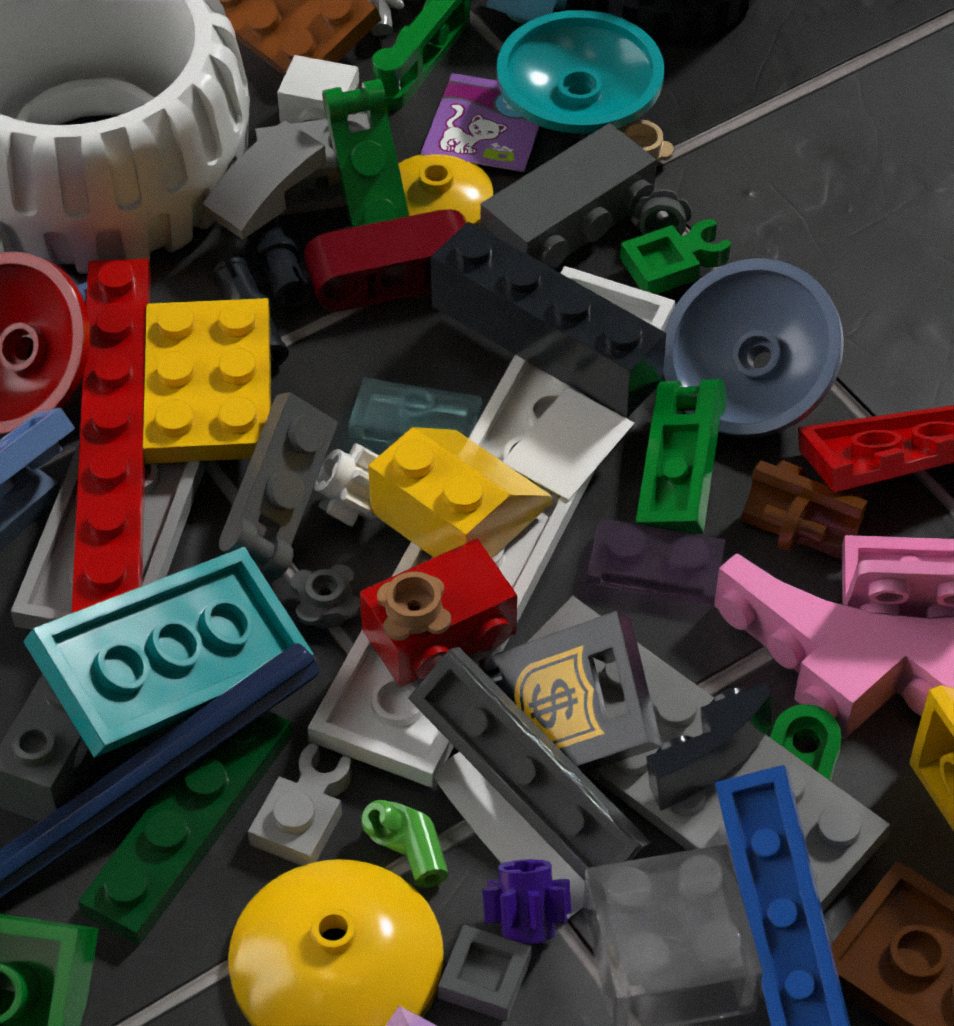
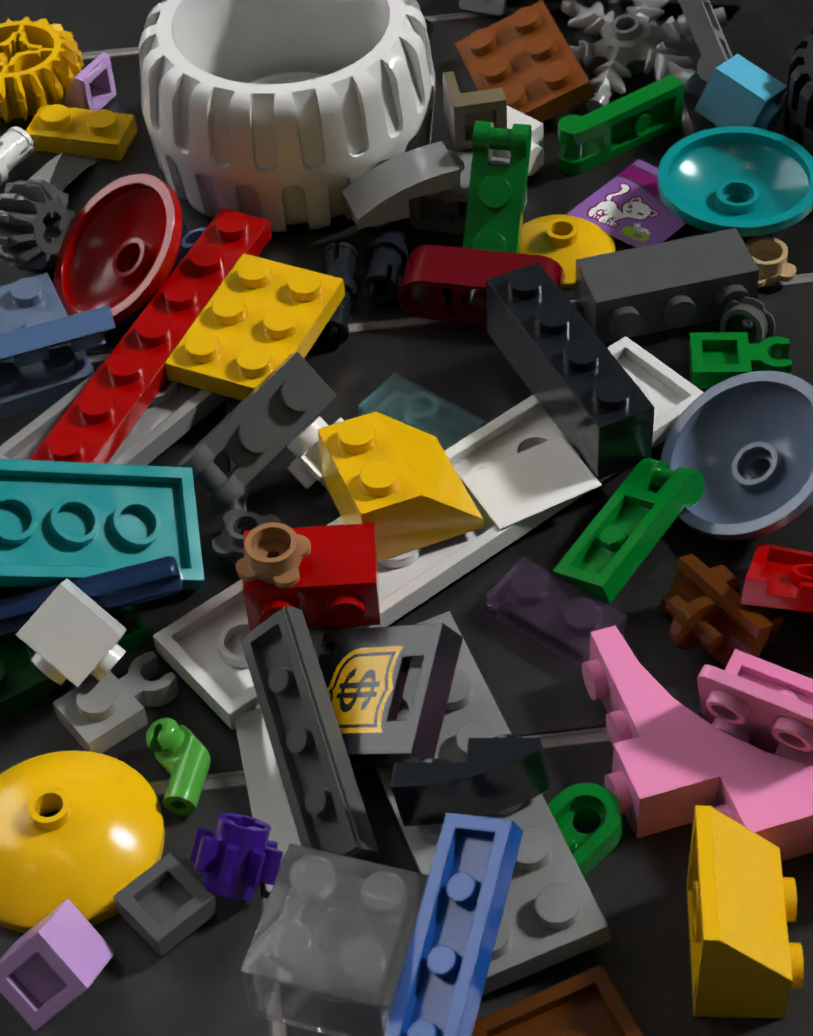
camera: 30 degrees right, 5 degrees down
(247, 758) = (72, 636): none -> white brick
(294, 84) = (466, 108): none -> dark tan panel

